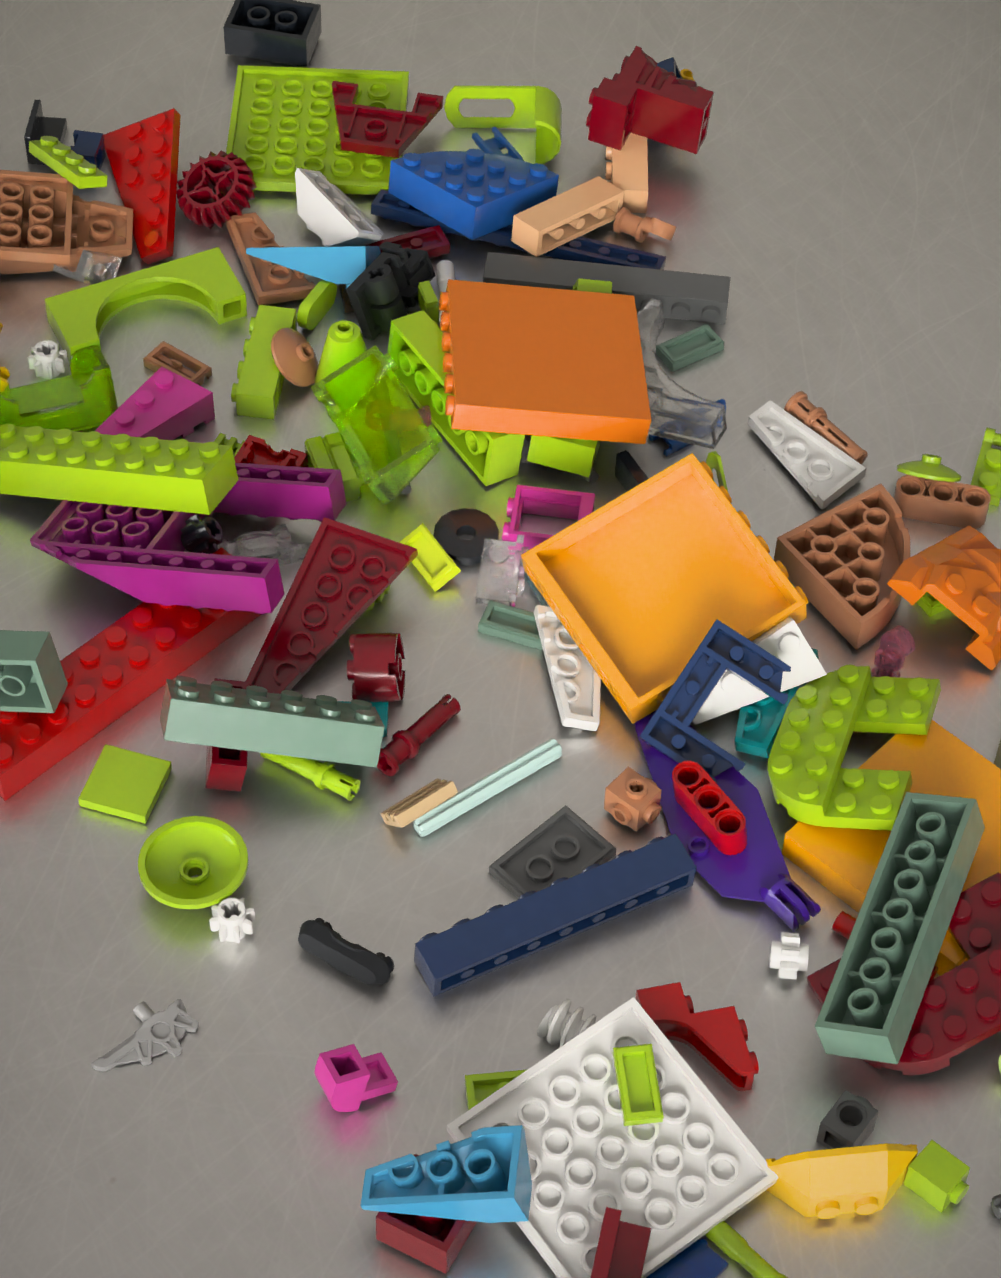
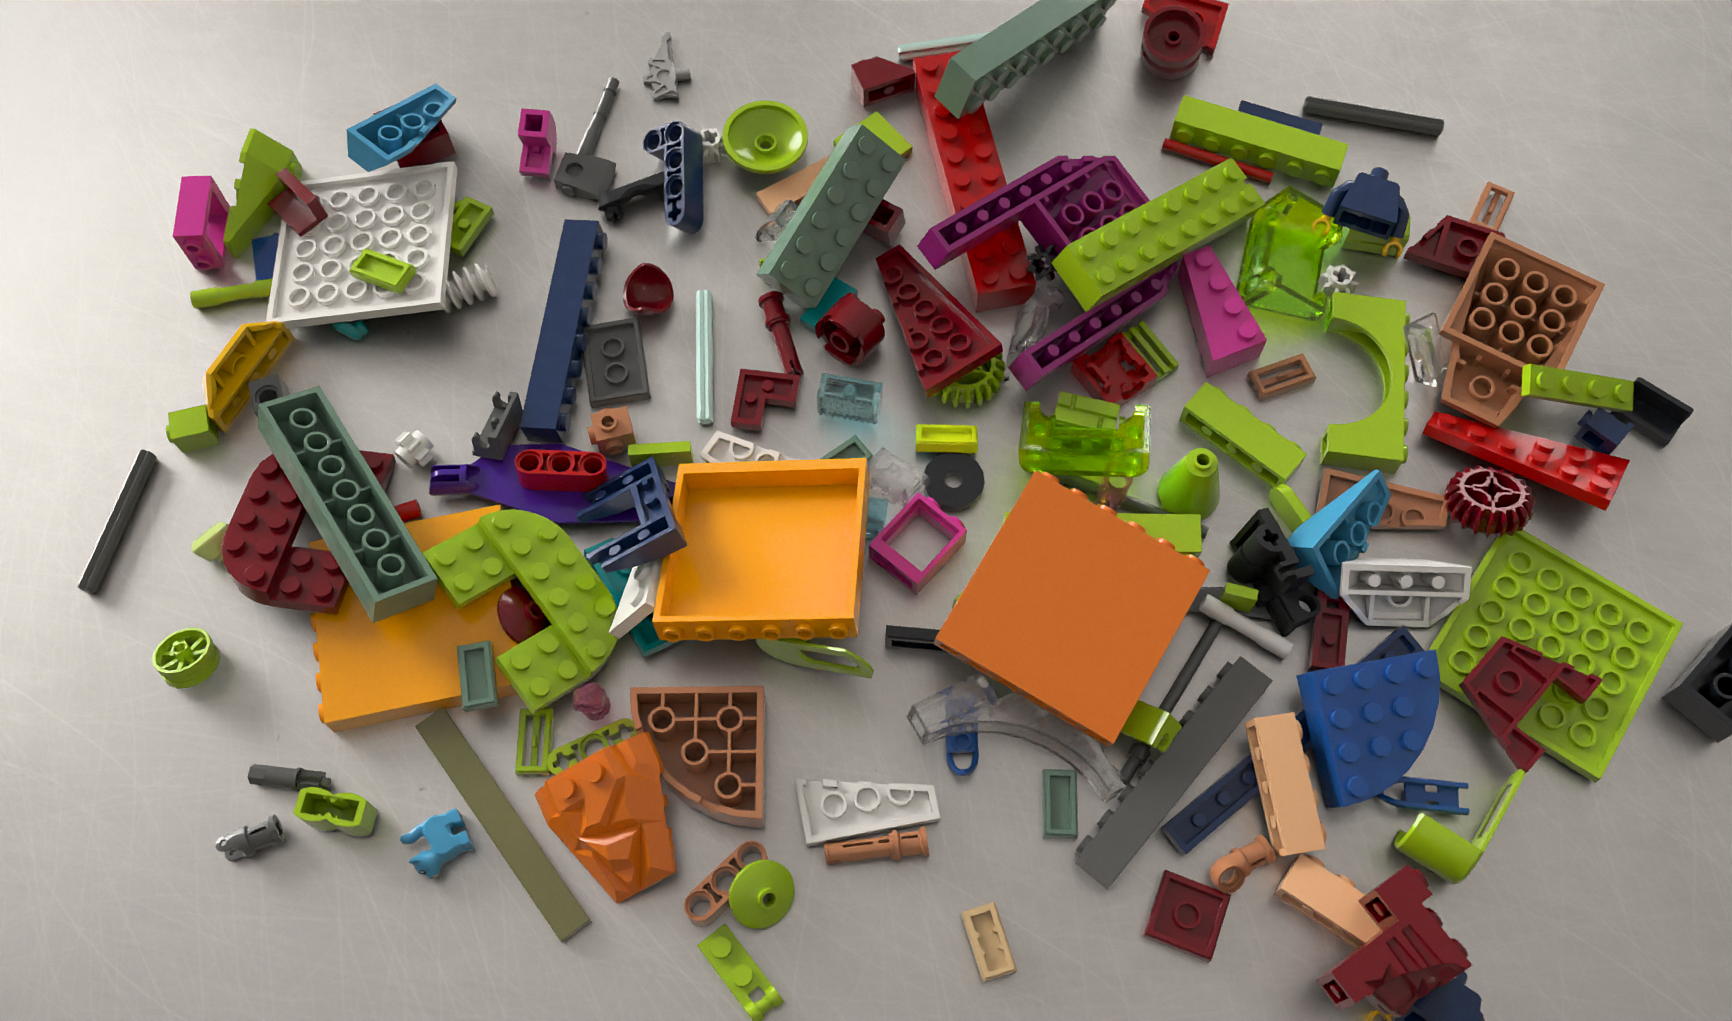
camera: 125 degrees right, 15 degrees up
(38, 815) = (881, 80): none -> dark red slope
(254, 827) = (792, 187): none -> light nougat tile
(294, 357) = (1240, 445): nougat dish -> none
(297, 791) = (776, 222): none -> clear slope
(301, 909) = (683, 173): none -> dark blue beam
(347, 1021) = (580, 172): none -> dark grey piece
(419, 803) = (723, 301): tan tile -> none
(450, 634) = (849, 398): none -> clear light blue brick
(463, 864) = (648, 290): none -> dark red helmet
(497, 721) = (761, 388): none -> dark red plate
(620, 749) = (664, 453): none -> lime tile
(708, 247) = (1187, 916): none -> dark red tile
(708, 896) = (499, 428): none -> dark grey hinge
(712, 1034) = (399, 365): red arch -> none
(832, 337) = (988, 942): none -> tan plate
(866, 749) = (520, 614): none -> dark red dish
(936, 647) = (581, 743): none -> lime beam
(949, 742) = (477, 676): none -> sand green tile
(960, 700) = (534, 769): none -> lime tile

